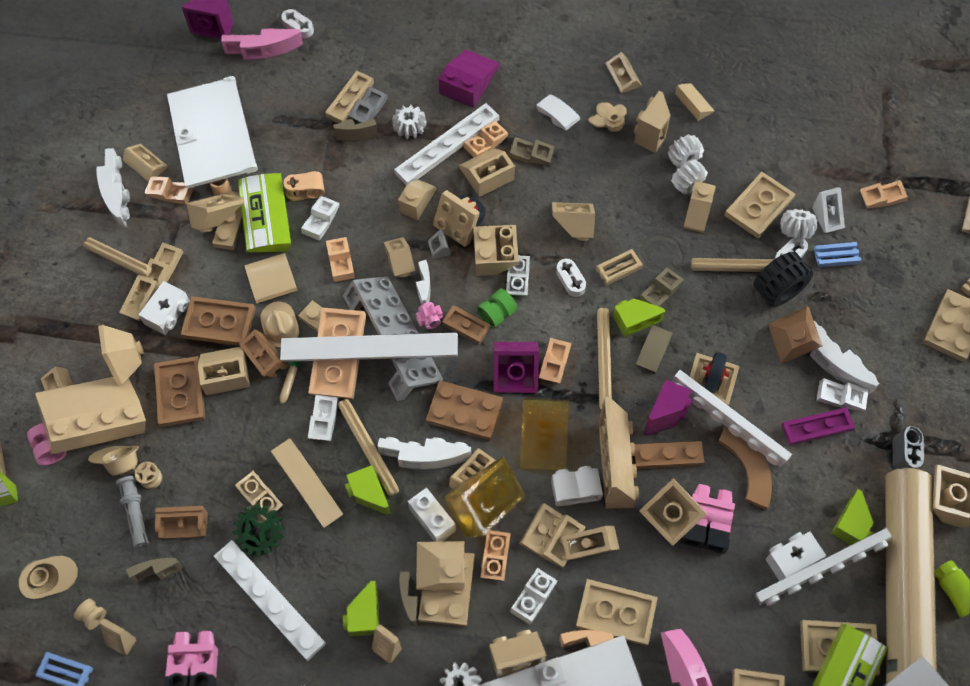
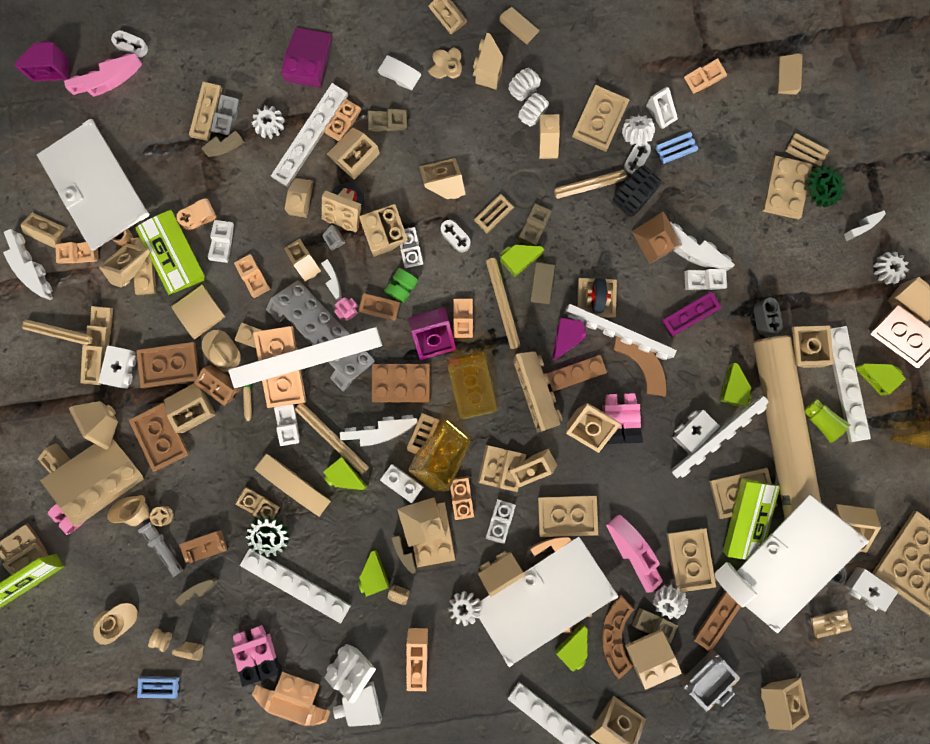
camera: 15 degrees left, 20 degrees up
(576, 486) = (510, 423): white brick -> none

